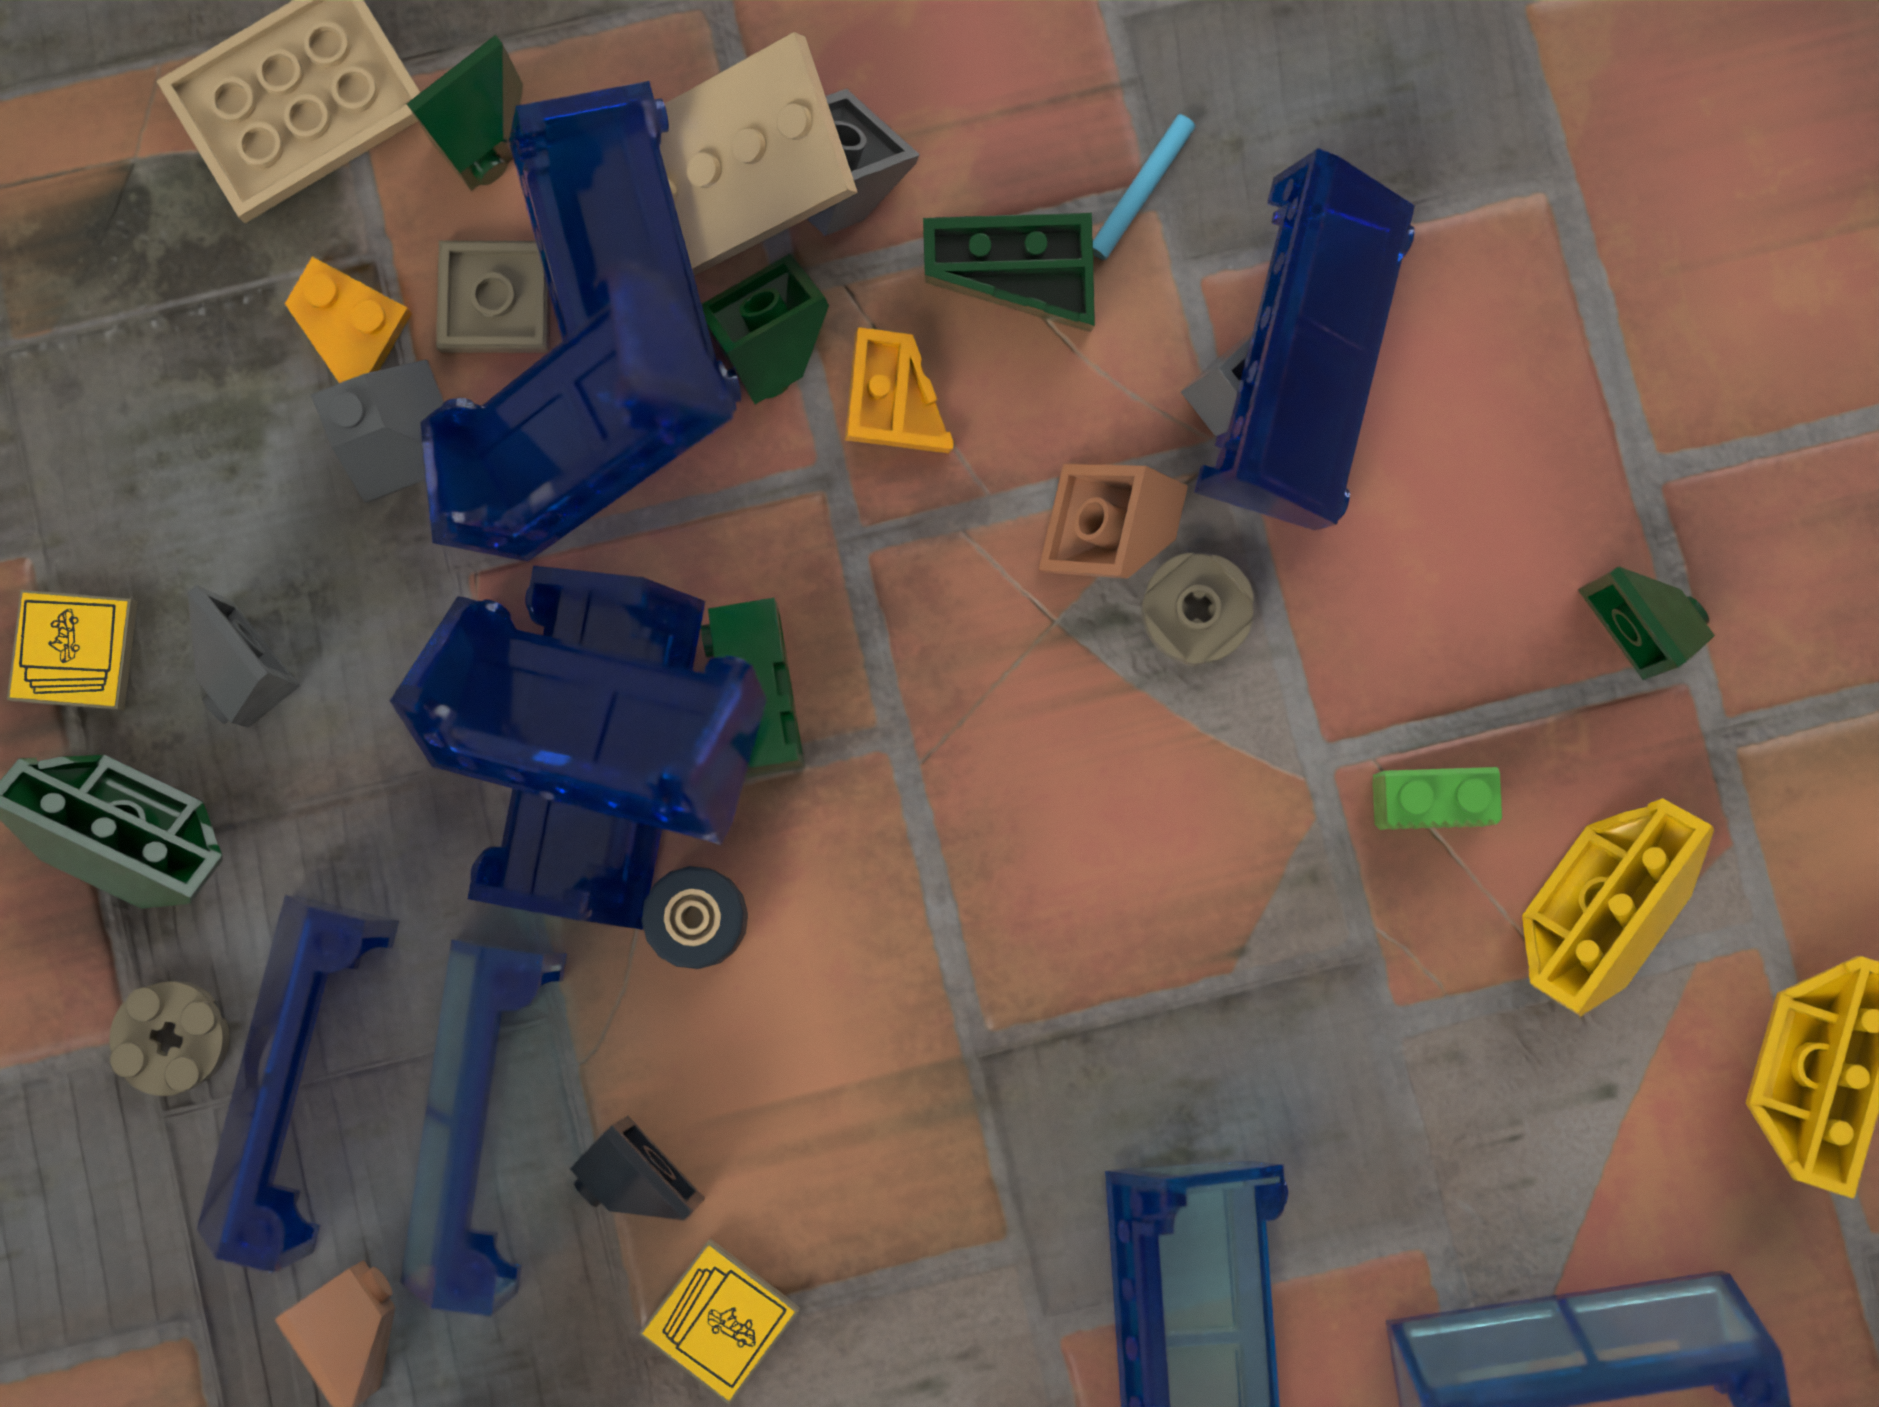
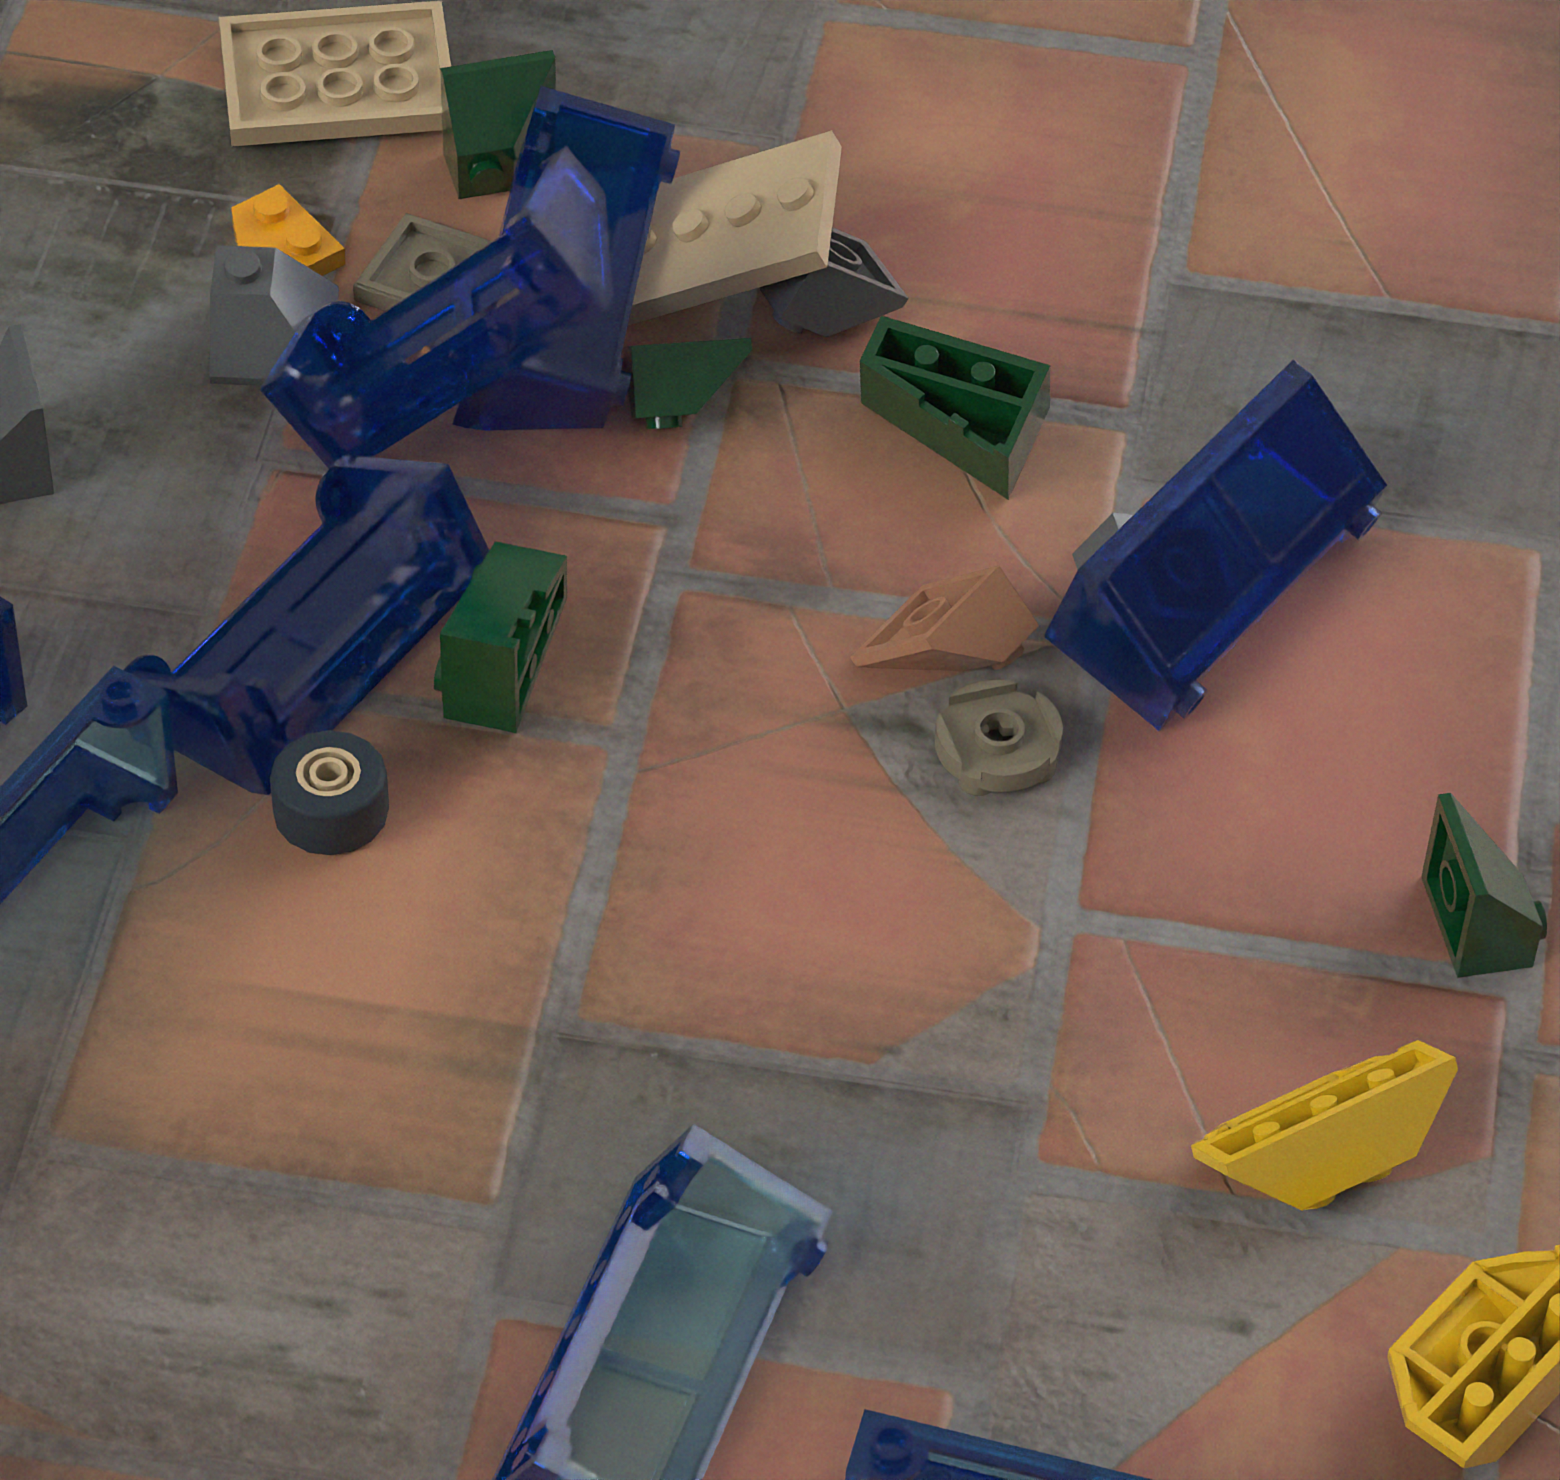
camera: 20 degrees right, 35 degrees down
(583, 721) = (244, 552): clear blue windscreen -> none
(633, 1176) = (131, 964): black slope -> none
(719, 1321) = (139, 1150): yellow tile -> none
(891, 395) = (777, 468): light orange wing -> none
(1142, 186) = (1119, 405): medium azure bar -> none
(1437, 798) = (1171, 972): bright green brick -> none

